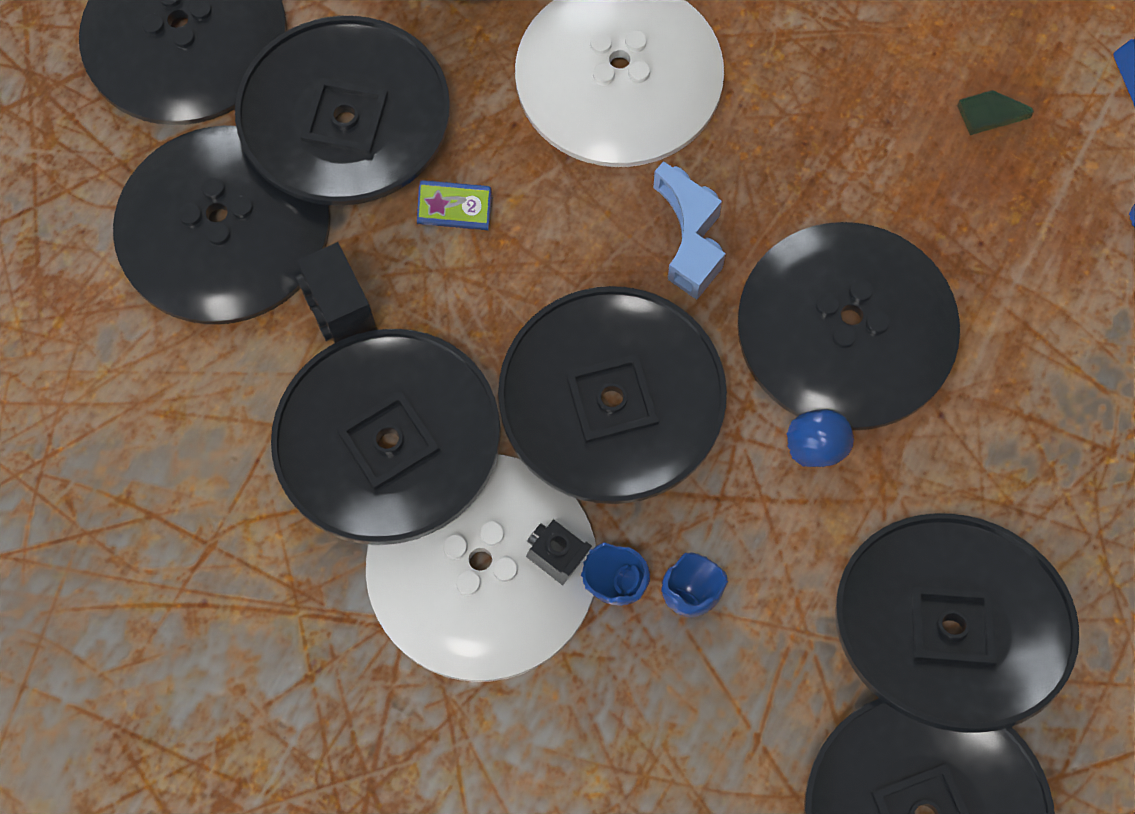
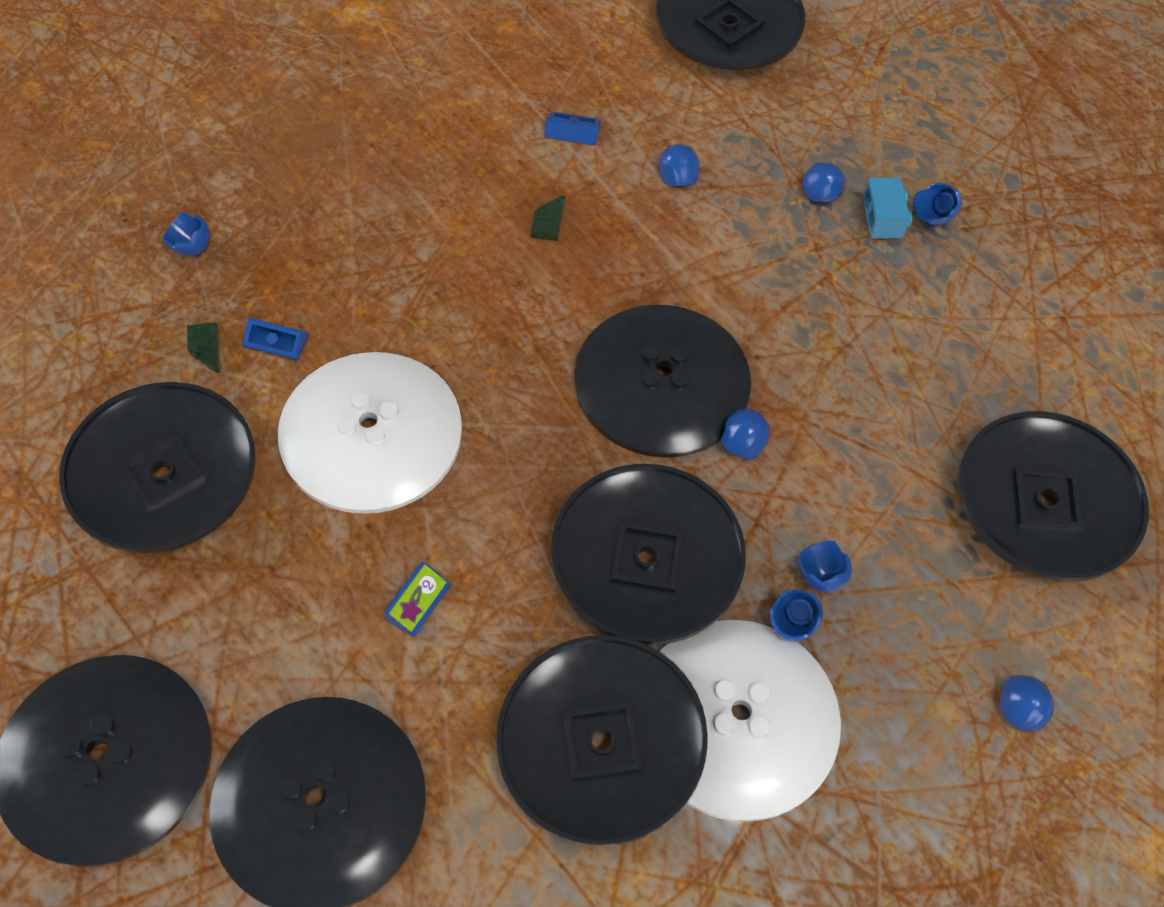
camera: 70 degrees left, 10 degrees down
(334, 294) = (456, 722): black piece -> none
(336, 67) = (253, 608): black dish -> none
(556, 564) = (764, 645): black brick -> none
(697, 210) = (523, 430): light blue arch -> none
(965, 570) = (956, 387): black dish -> none

